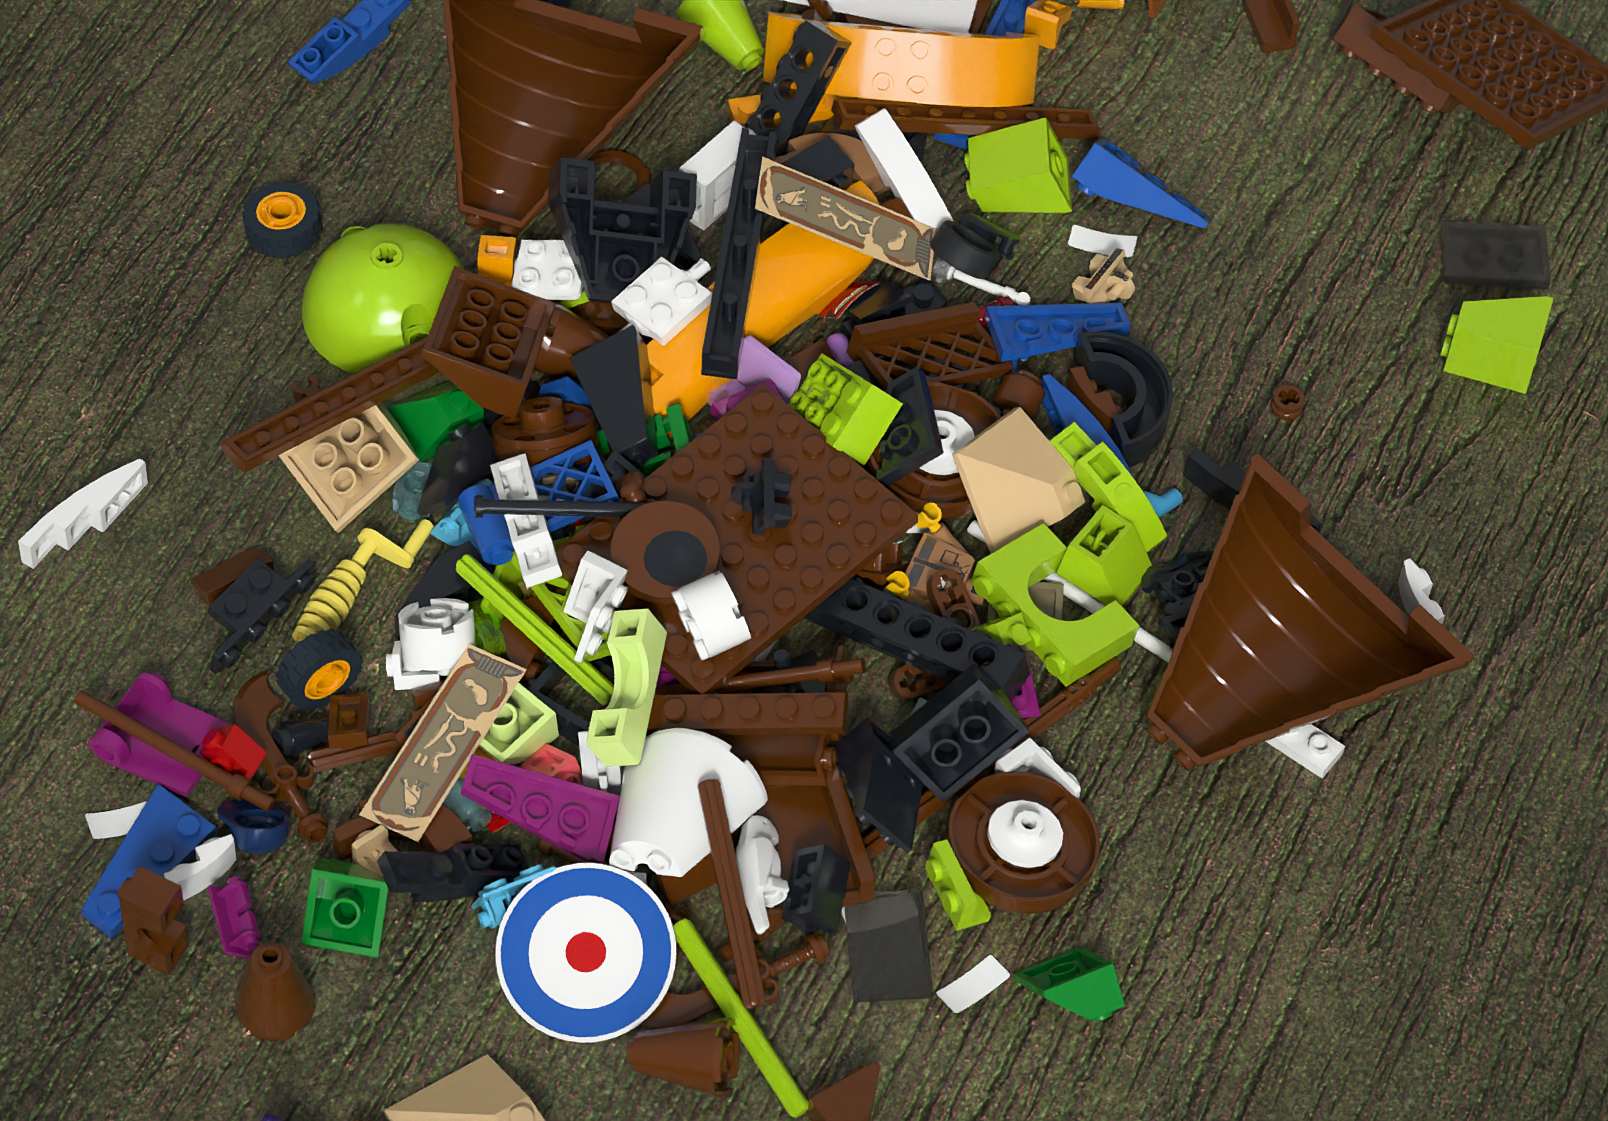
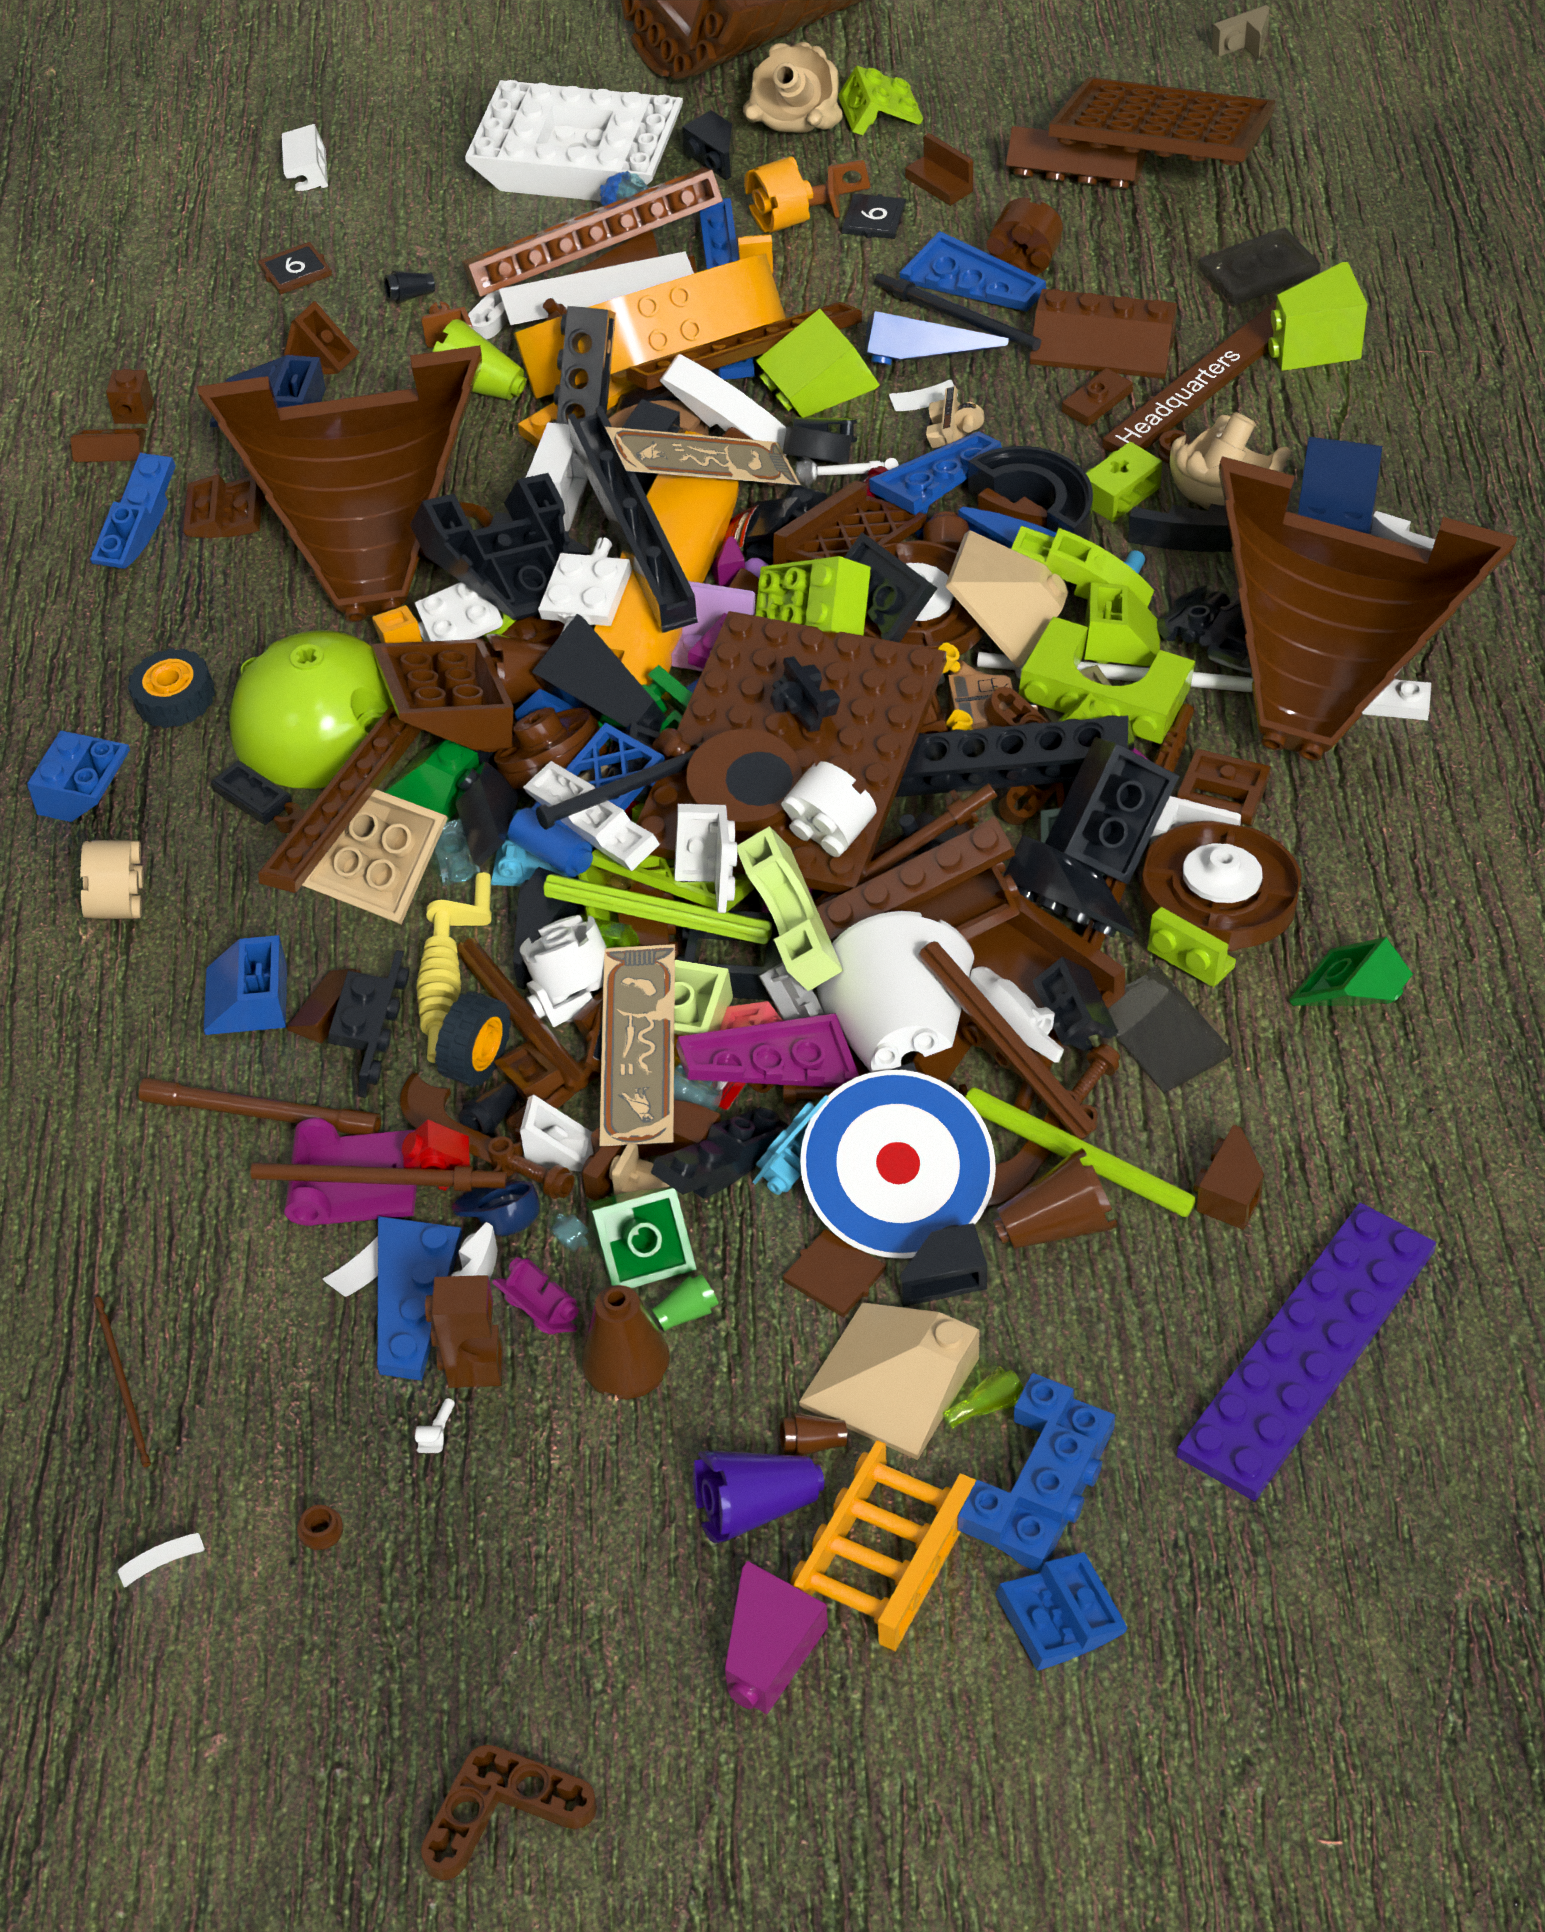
camera: 20 degrees left, 5 degrees down
(69, 596) = (176, 1094): none -> reddish brown piece
(88, 991) = (432, 1437): none -> white hand
(91, 506) = (146, 1007): white slope -> none
(125, 378) = (111, 879): none -> tan brick
(154, 264) = (74, 775): none -> blue slope
(177, 531) = (247, 987): none -> blue slope
(288, 351) = (251, 792): none -> black plate
(296, 875) = (570, 1232): none -> clear light blue plate
(332, 786) = (553, 1137): none -> white slope
(348, 982) = (687, 1302): none -> bright green cone
(376, 666) = (522, 1014): none -> reddish brown axle
(422, 62) = (222, 508): none -> reddish brown slope
(482, 1017) = (834, 1273): none -> reddish brown piece
(567, 1058) = (945, 1266): none -> black slope
(816, 328) = (727, 563): none -> magenta slope
(973, 984) = (1261, 1025): white sticker -> none
(1102, 744) = (1226, 777): none -> reddish brown plate
(1158, 128) = (907, 291): none -> black bar
(1185, 32) = (874, 216): none -> piece
(1212, 415) = (1124, 480): none -> lime brick
(1226, 135) = (968, 272): none -> blue wing
(1254, 318) = (1097, 397): none -> reddish brown plate
(1292, 126) = (1026, 235): none -> reddish brown brick
(1301, 258) = (1104, 333): none -> reddish brown slope
(1308, 449) = (1197, 463): none -> tan piece
(1341, 352) = (1195, 385): none -> reddish brown tile
(1379, 528) = (1340, 483): none -> dark blue slope

